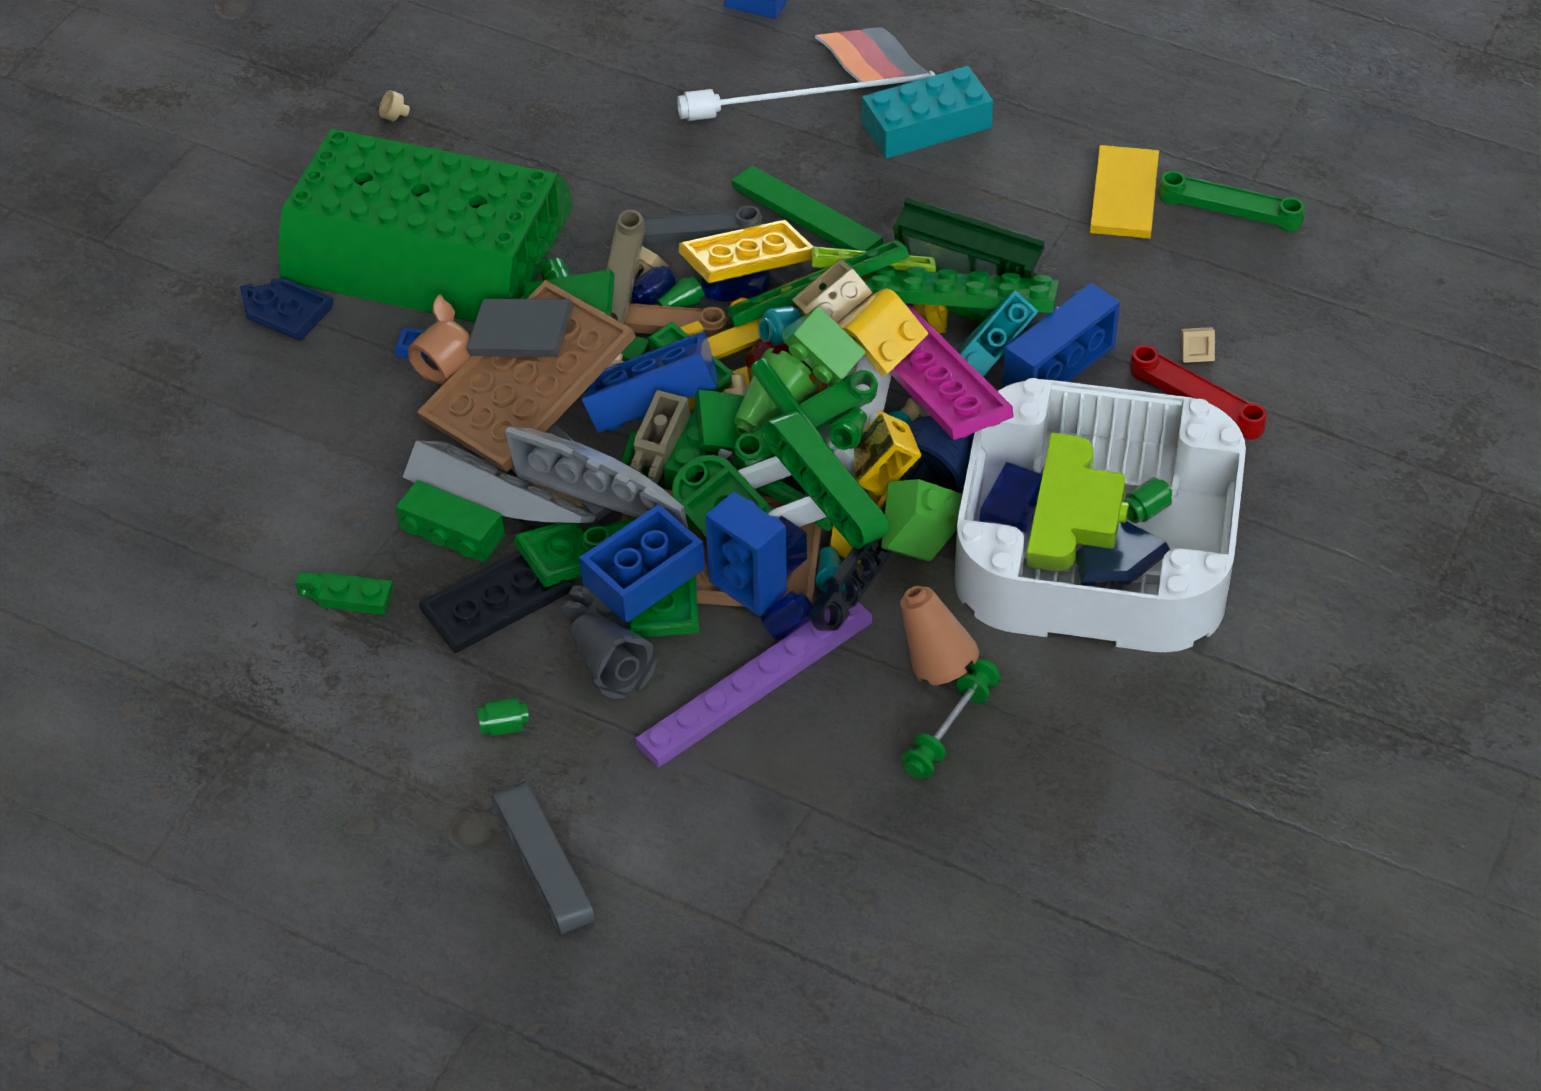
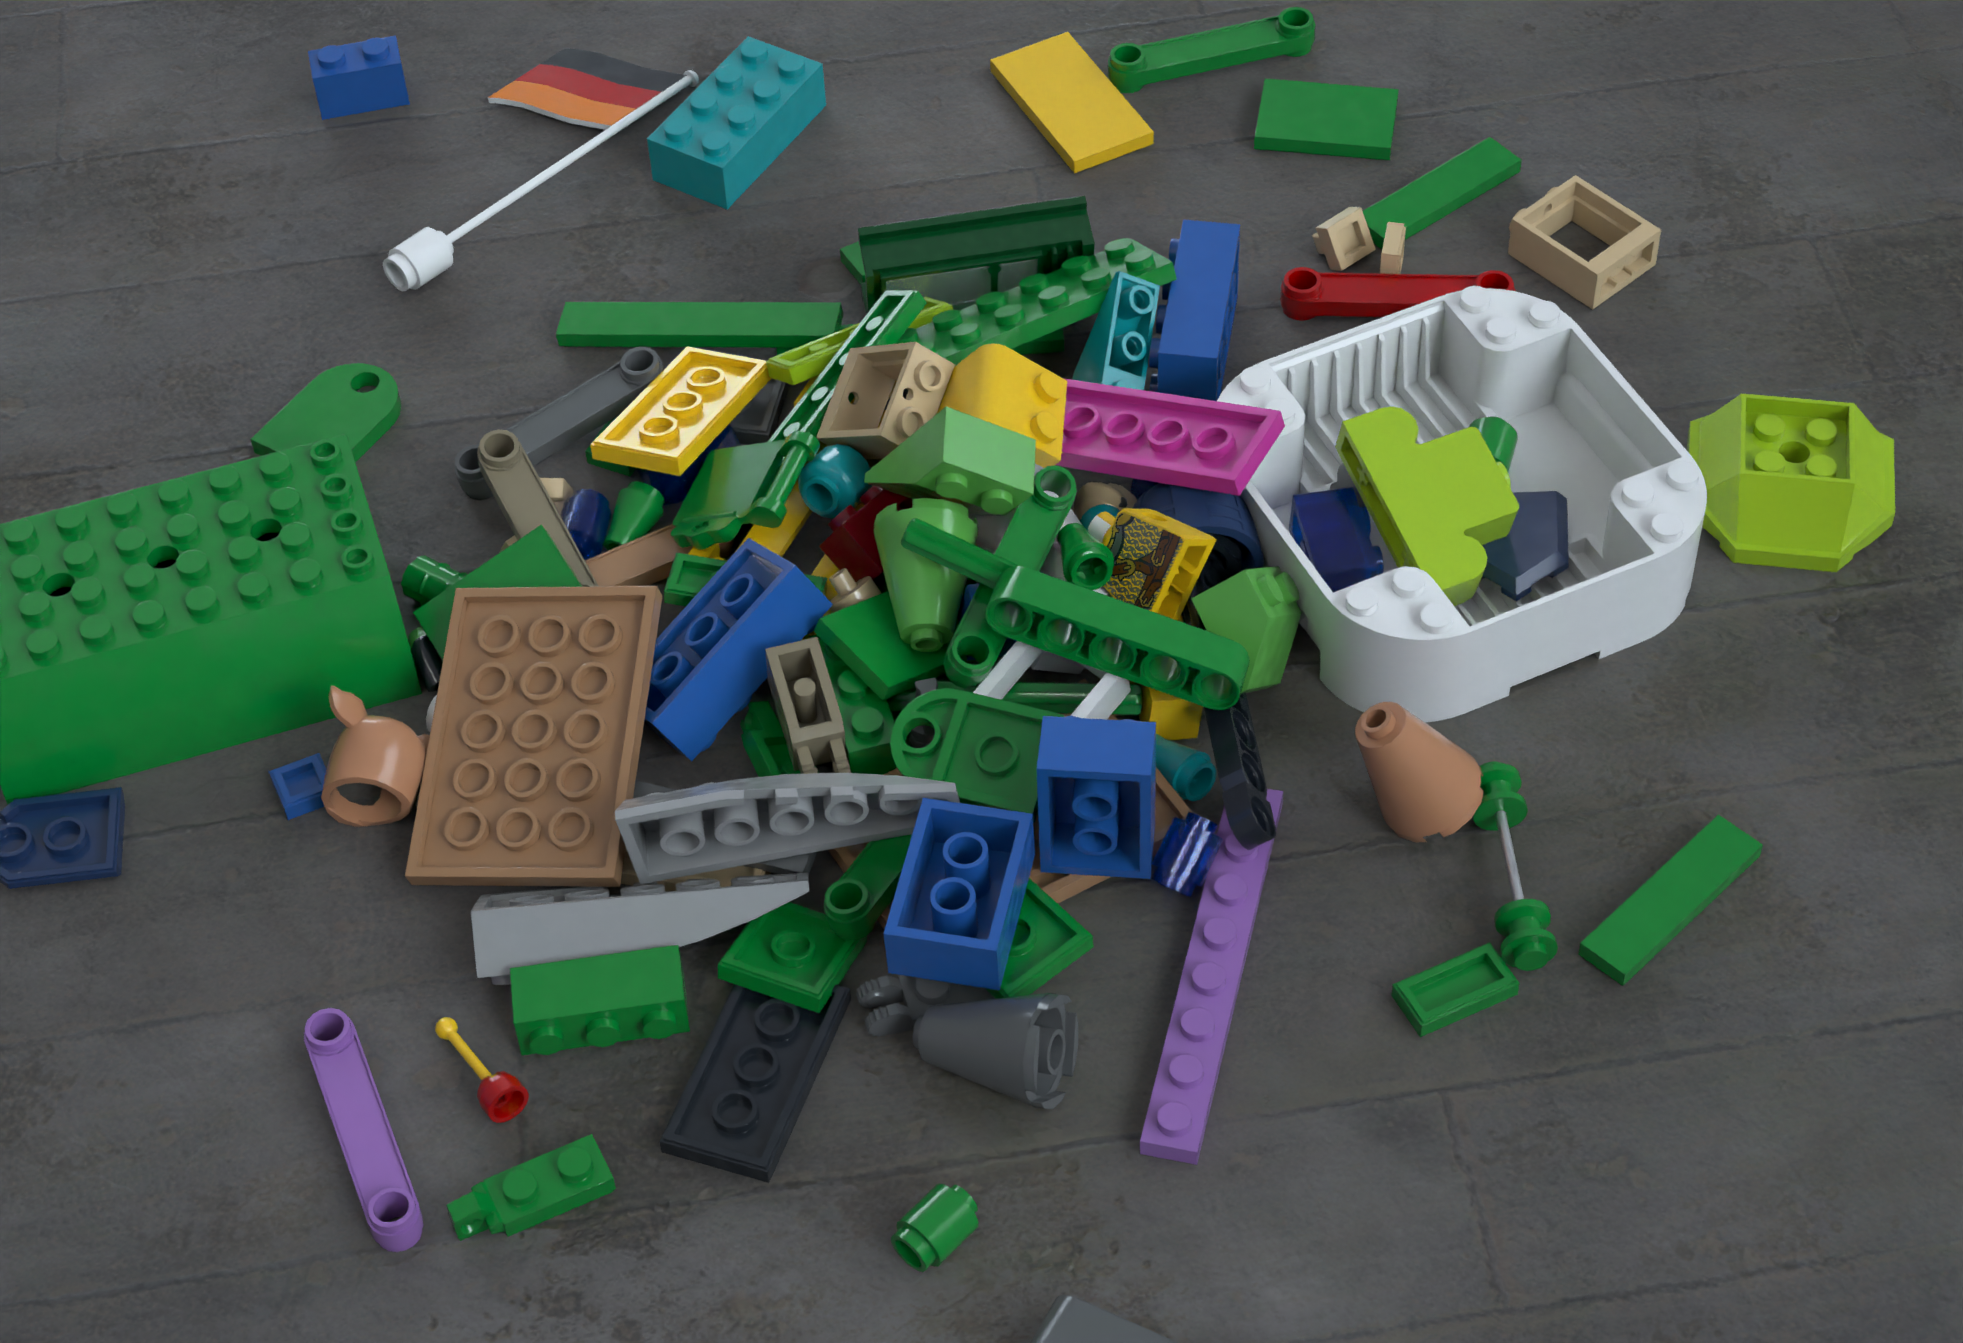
camera: 35 degrees left, 0 degrees up
(296, 518) = (363, 1130): none -> medium lavender piece
(370, 532) = (492, 1087): none -> red hinge
(520, 327) = (478, 672): dark grey tile -> none
(590, 167) = (334, 408): none -> green tile
(731, 306) = (733, 489): none -> green piece
(864, 763) = (1455, 989): none -> green tile
(1022, 786) = (1670, 900): none -> green tile
(1216, 365) = (1393, 249): none -> tan tile
(1261, 273) = (1326, 119): none -> green tile
(1282, 348) = (1443, 189): none -> green tile
(1314, 611) = (1793, 480): none -> lime piece
(1335, 440) = (1630, 237): none -> tan window

